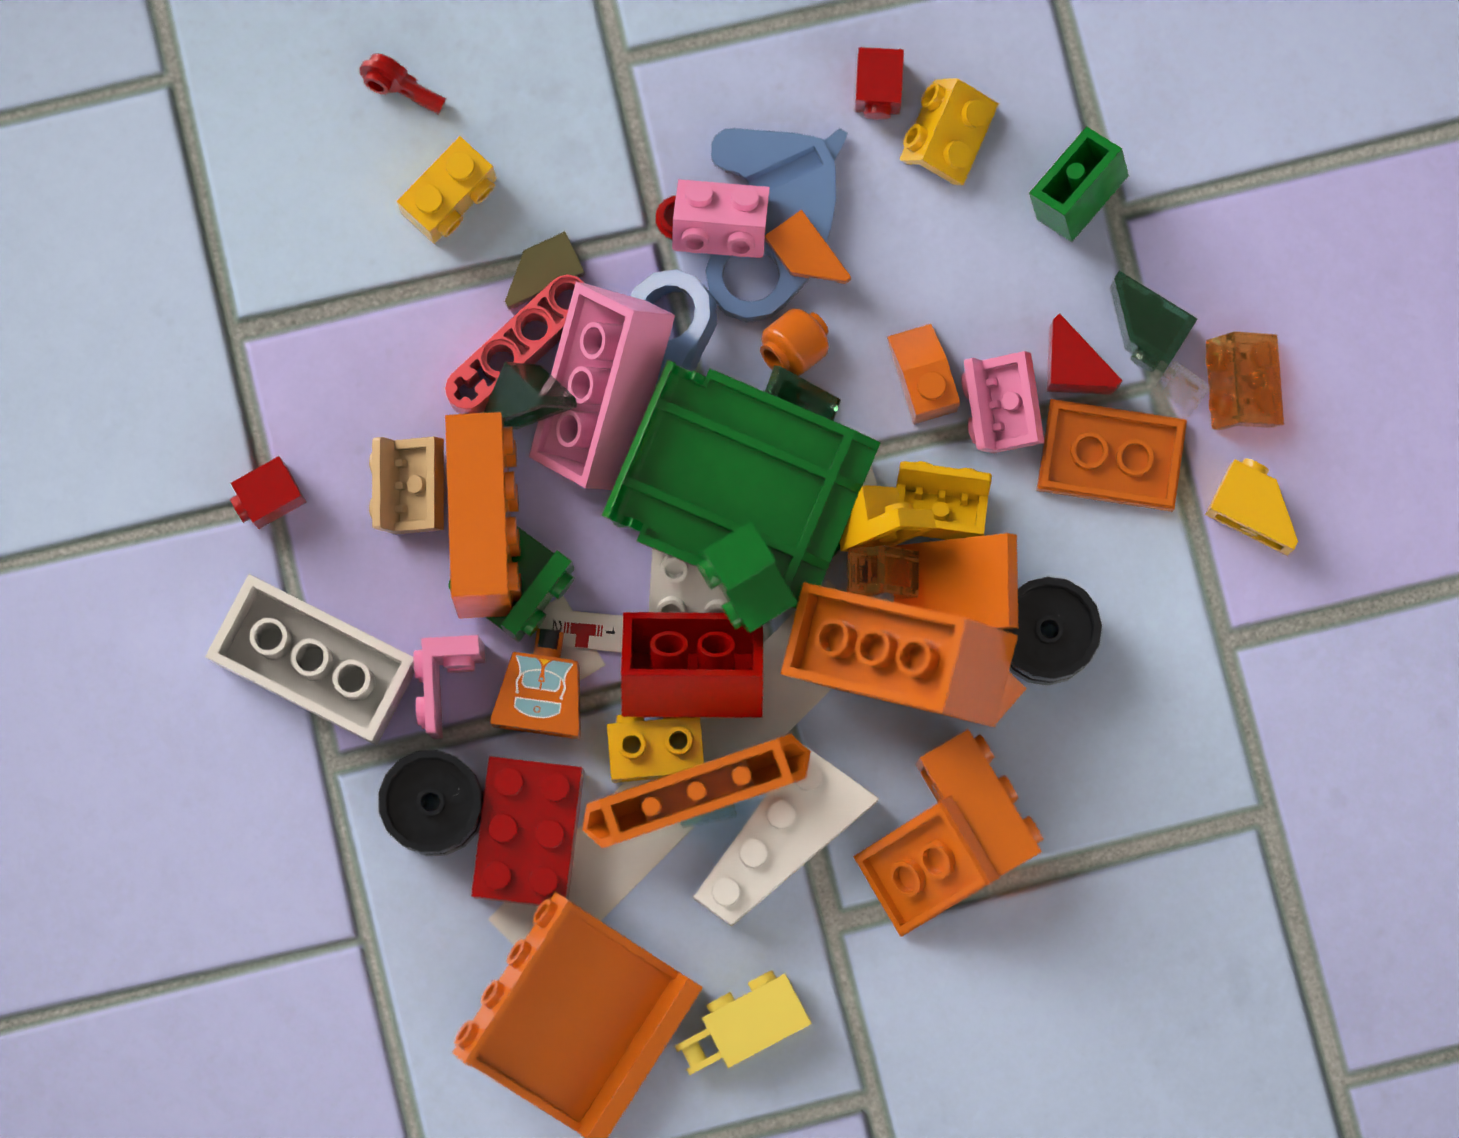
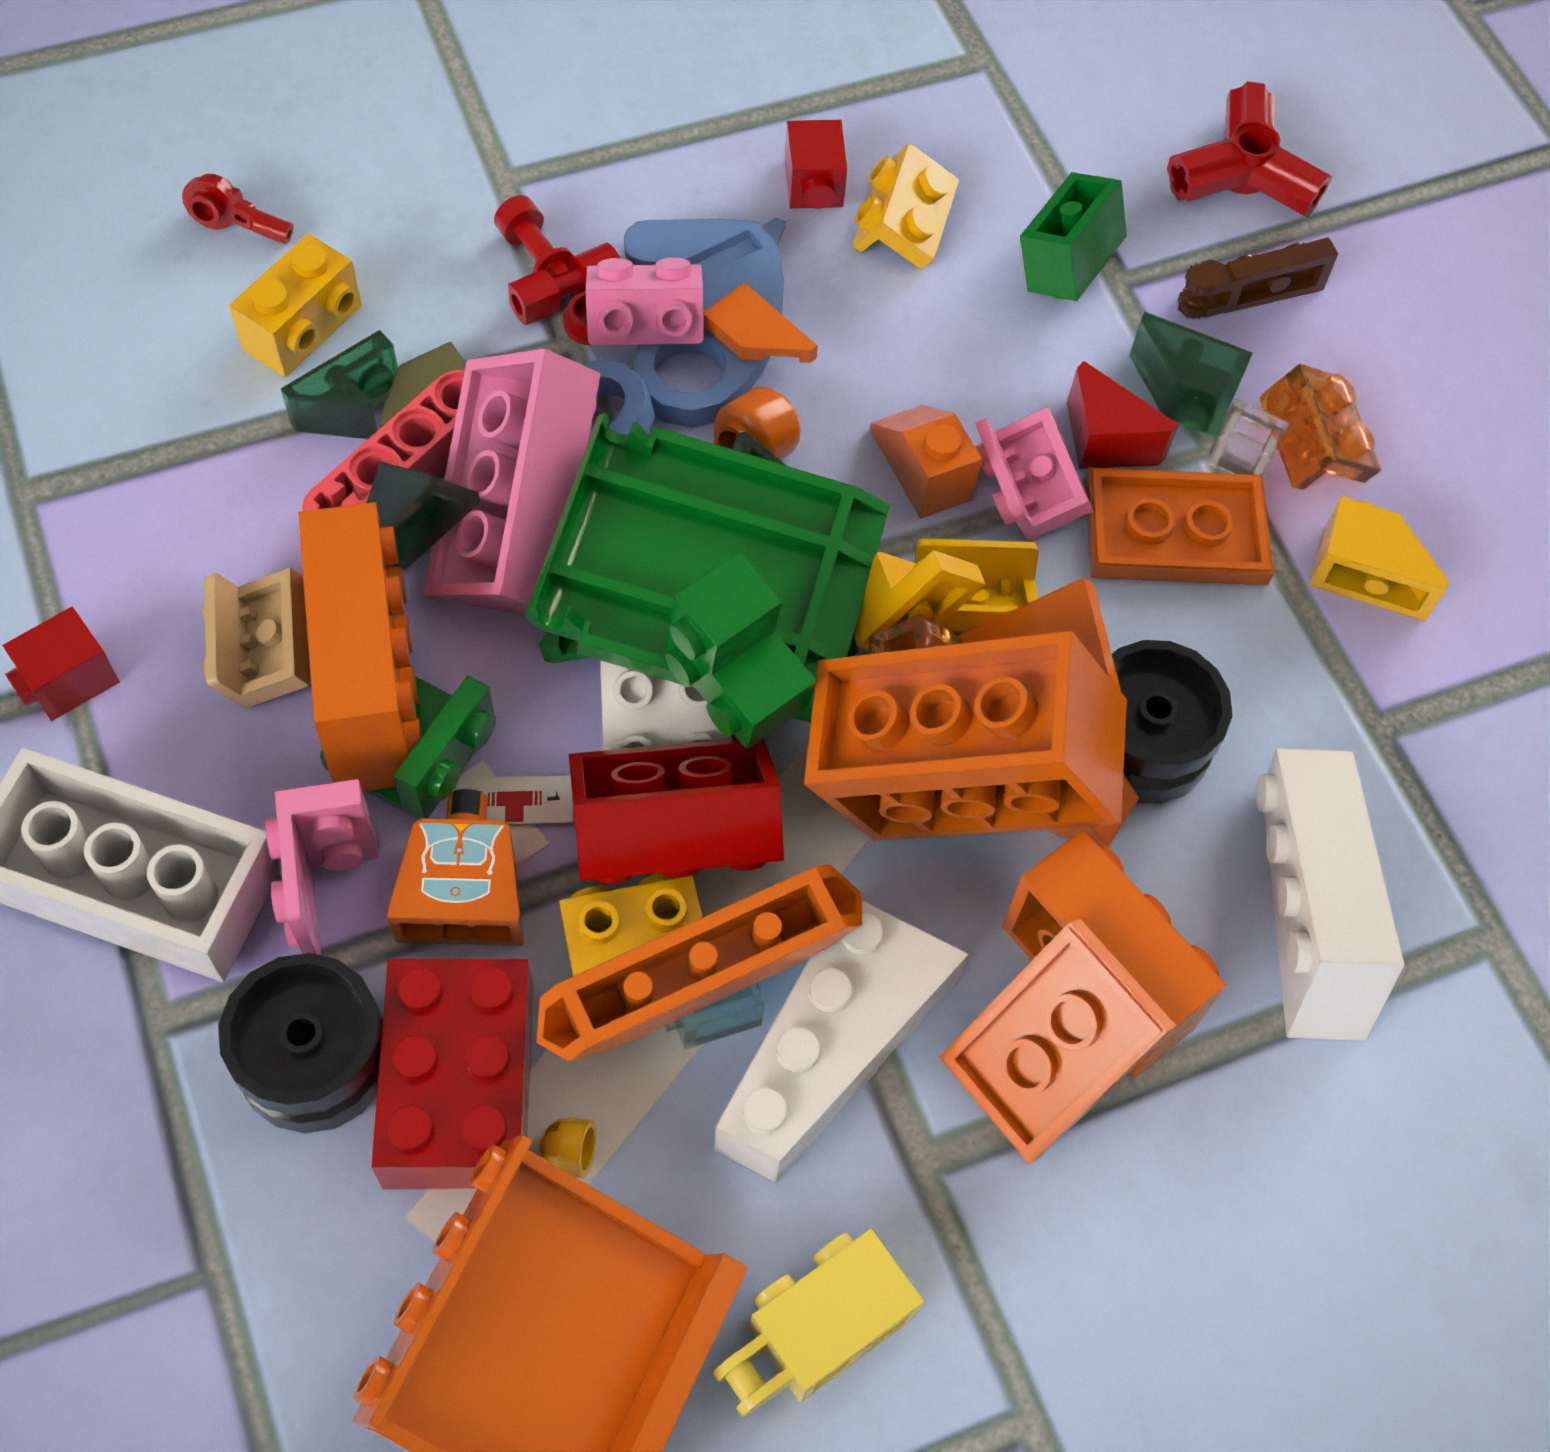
camera: 15 degrees left, 20 degrees down
(469, 277) = (337, 392): none -> clear green slope
(598, 889) = (570, 1145): none -> yellow hinge
(656, 172) = (556, 269): none -> red bar
(1143, 771) = (1327, 896): none -> white wedge
(1223, 232) = (1257, 279): none -> reddish brown hinge
(1257, 80) = (1248, 158): none -> red piece

